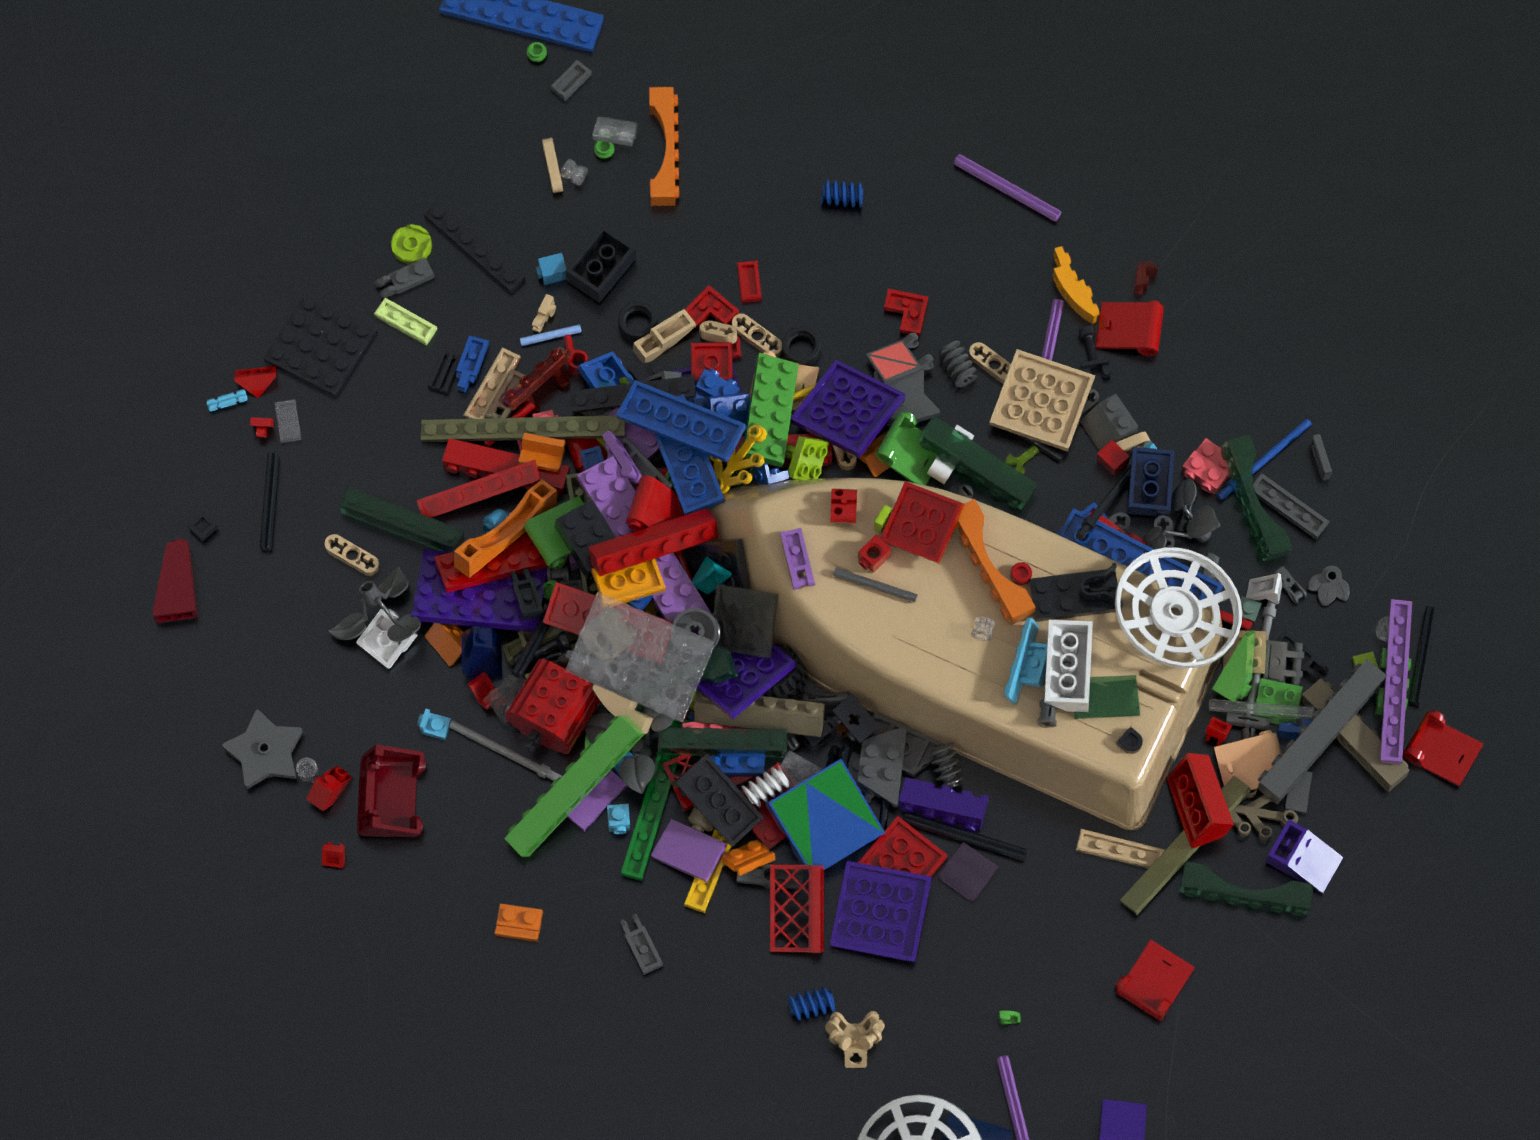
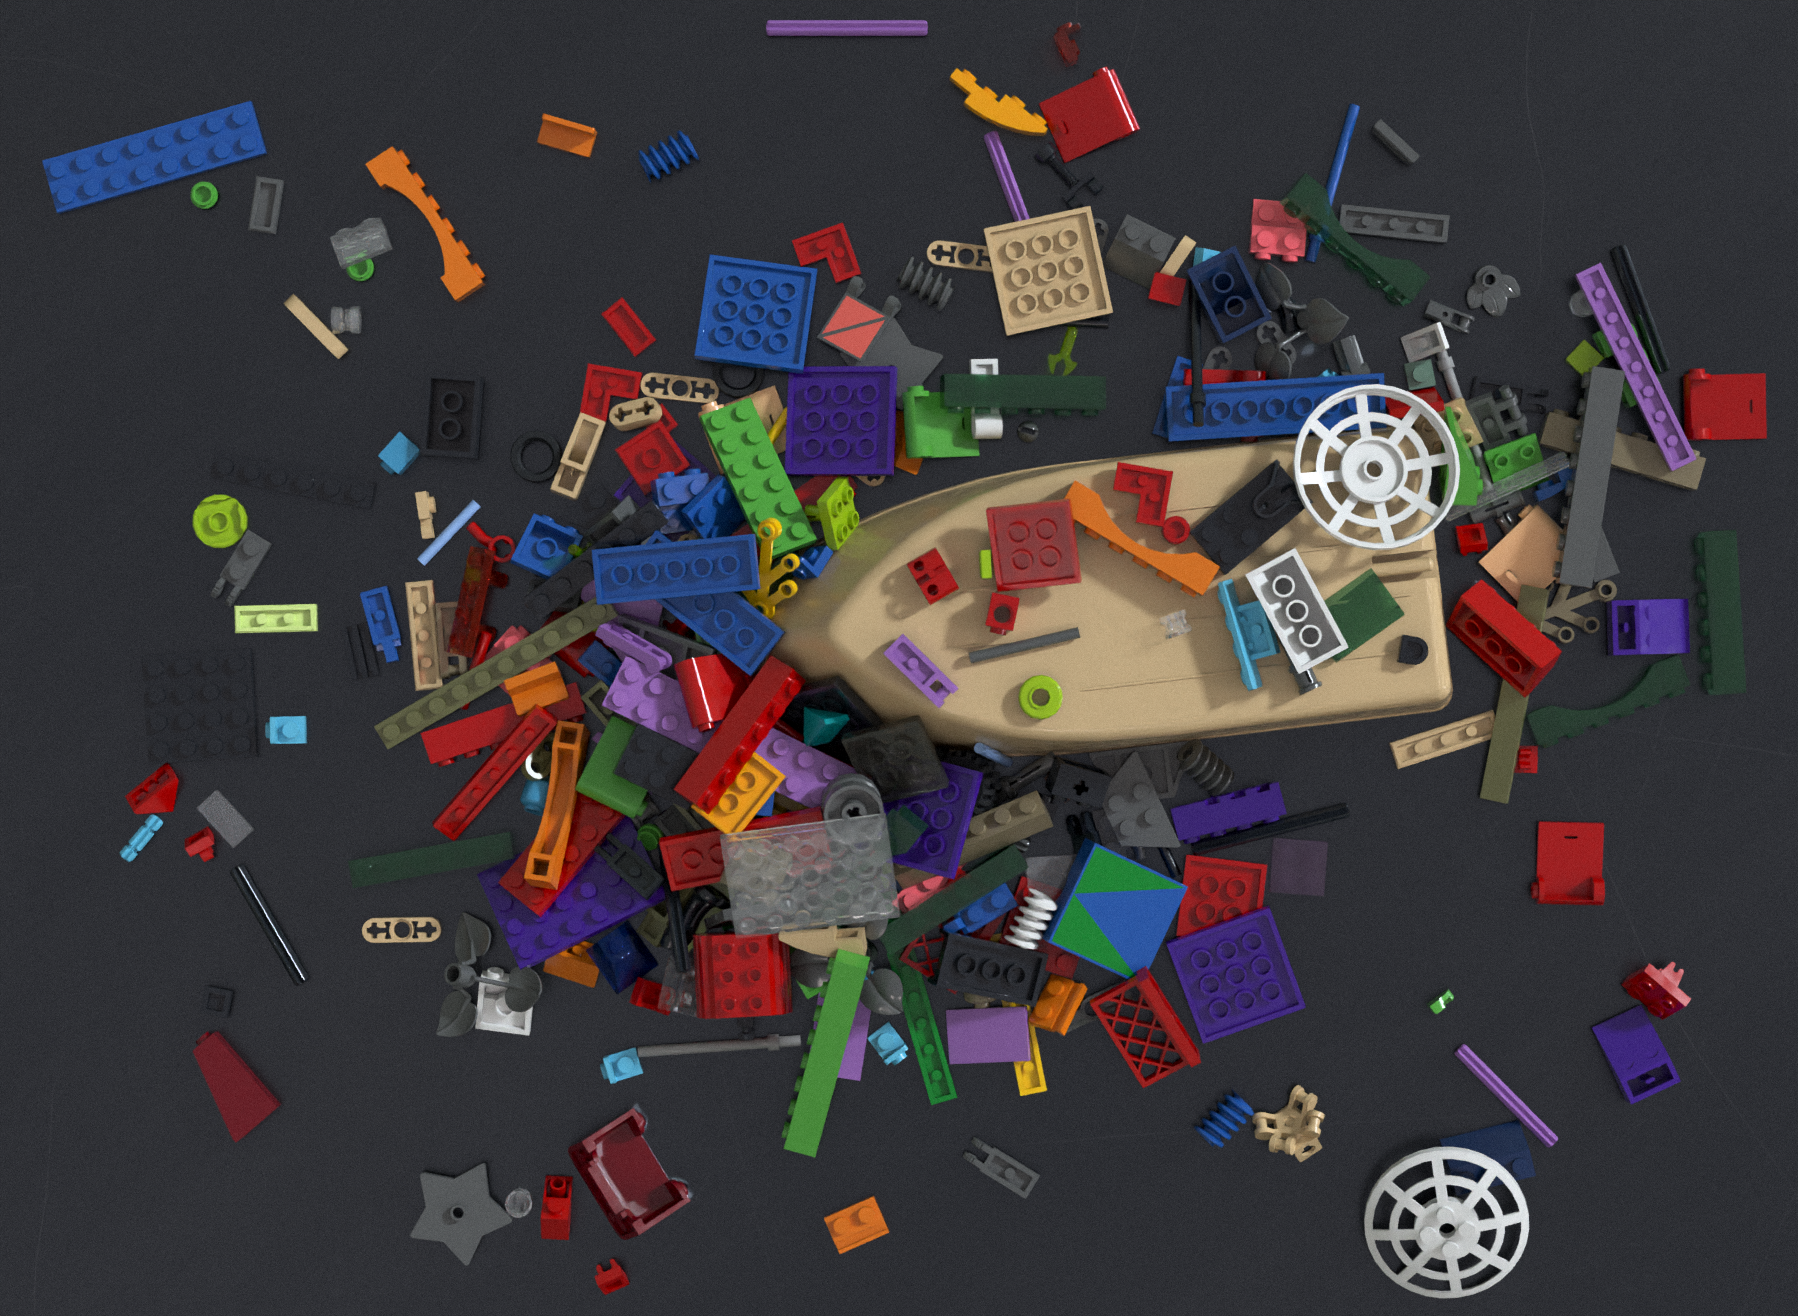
camera: 30 degrees left, 20 degrees up
(364, 390) = (286, 730): none -> medium azure bracket
(512, 499) = (540, 759): none -> olive plate
(787, 147) = (567, 136): none -> orange panel
(810, 669) = (993, 754): none -> light blue bar
(836, 316) = (756, 314): none -> blue plate
(864, 612) = (1054, 701): none -> lime piece
(1022, 536) = (1151, 485): none -> red plate
(1163, 1095) = (1657, 989): none -> red plate
(1166, 895) = (1527, 759): none -> red tile
(1360, 878) = (1721, 612): none -> clear green brick

